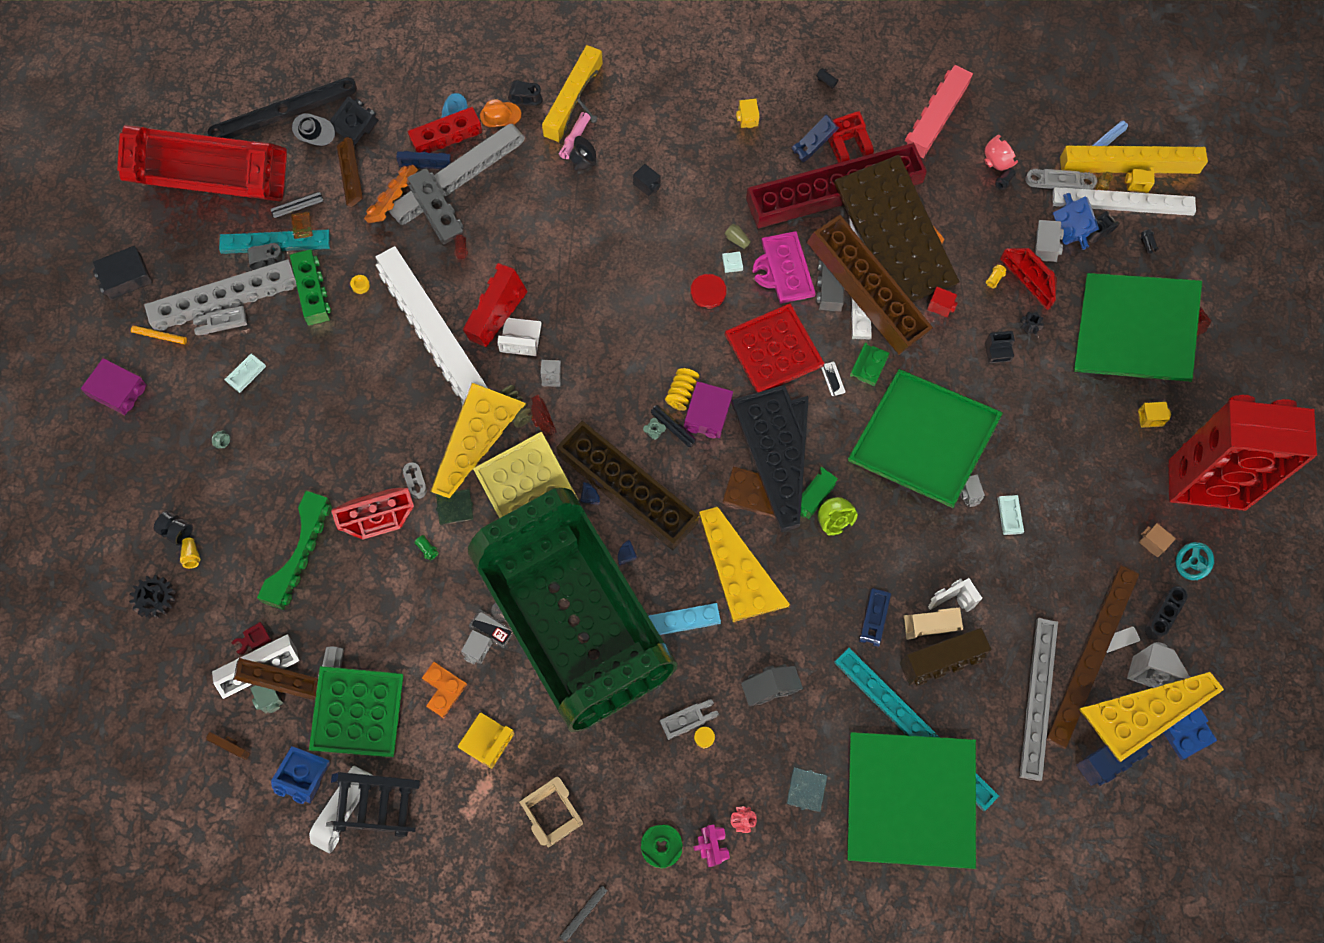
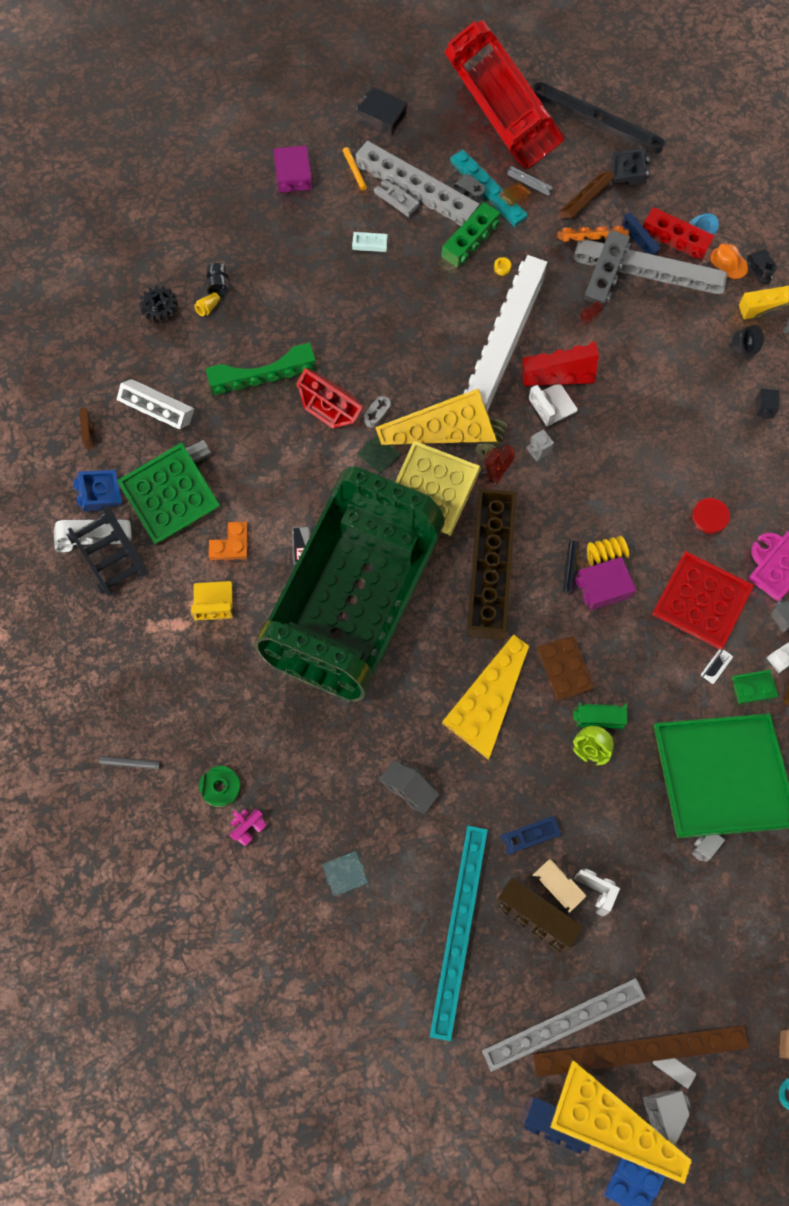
camera: 55 degrees right, 0 degrees up
(220, 439) = (307, 262): sand green plate -> none
(254, 637) = (177, 389): dark red plate -> none
(266, 699) = (139, 427): sand green brick -> none
(275, 678) = (152, 419): reddish brown plate -> none
(313, 129) = (598, 146): piece -> none
(425, 546) = (330, 456): green pin -> none
(476, 648) = (278, 544): light grey brick -> none
(538, 795) = (169, 683): tan piece -> none
(576, 131) = (764, 324): bright pink pin -> none
(589, 495) = (463, 543): dark blue tile -> none
(626, 553) = (436, 603): dark blue tile -> none
(654, 434) = (552, 557): sand green plate -> none
(686, 619) = (413, 681): medium azure plate -> none
(687, 719) = (334, 739): light grey hinge -> none
(704, 737) = (330, 762): yellow tile -> none
(732, 262) = (753, 517): light aqua plate -> none
(737, 236) = (779, 505): olive cone -> none
(743, 819) = (283, 836): coral gear -> none
(777, 441) = (622, 652): black wing -> none
(912, 800) = (395, 967): green tile -> none
(1010, 515) = (713, 895): light aqua plate -> none
(1172, 606) = (740, 1096): black beam -> none

